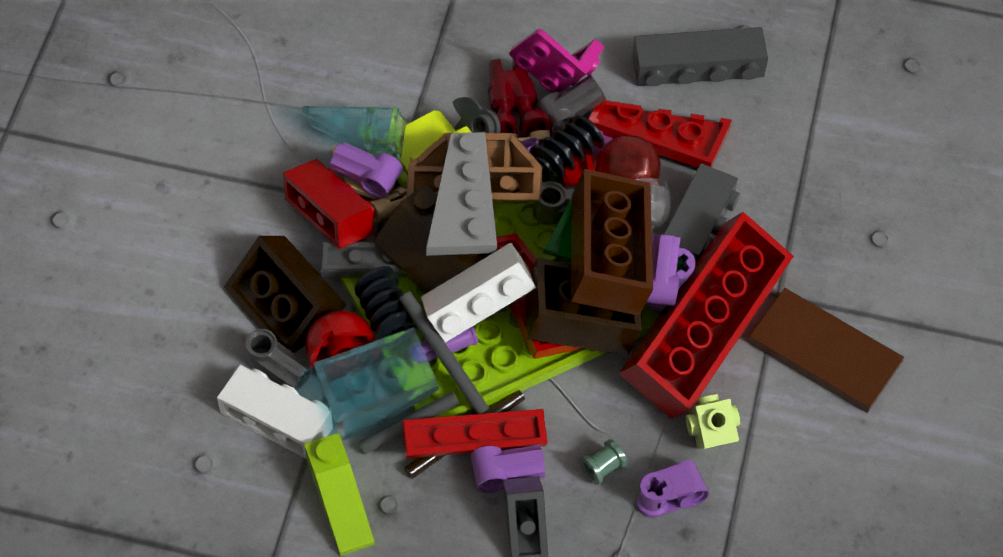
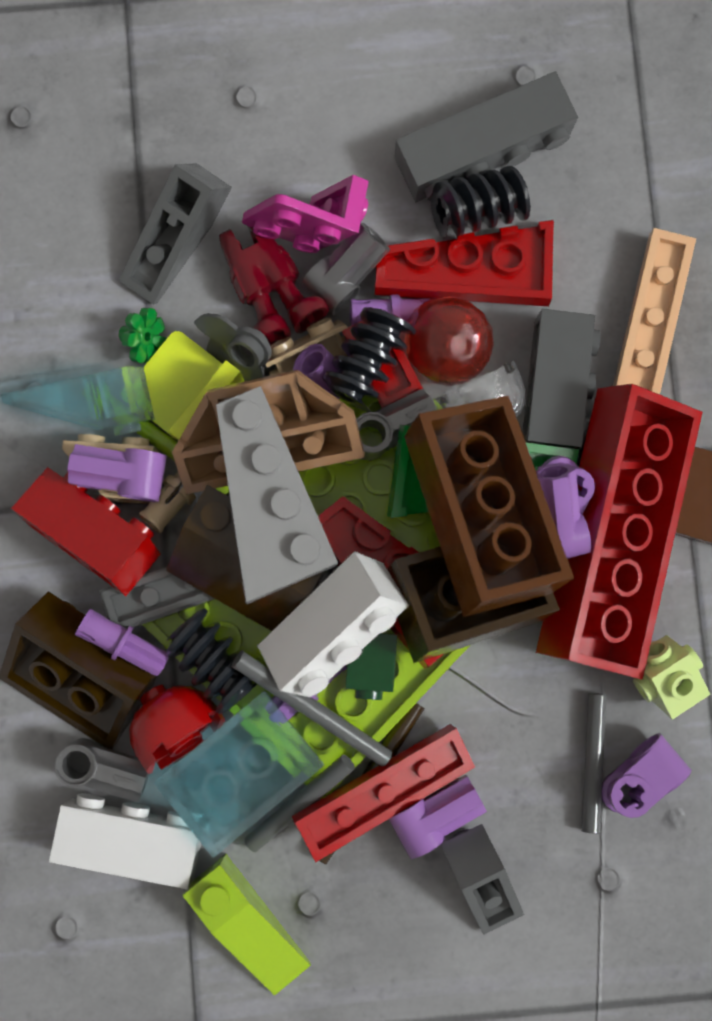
camera: 20 degrees left, 25 degrees up
(326, 274) = (121, 642): none -> medium lavender axle
(414, 103) = (142, 334): none -> green plant
(460, 49) = (174, 229): none -> dark grey slope
(496, 341) = (374, 668): none -> dark green brick
(603, 461) = (550, 768): sand green bush -> none
(639, 471) = (594, 763): none -> dark grey bar
(682, 89) = (478, 198): none -> black piece
(790, 190) = (655, 310): none -> light nougat plate

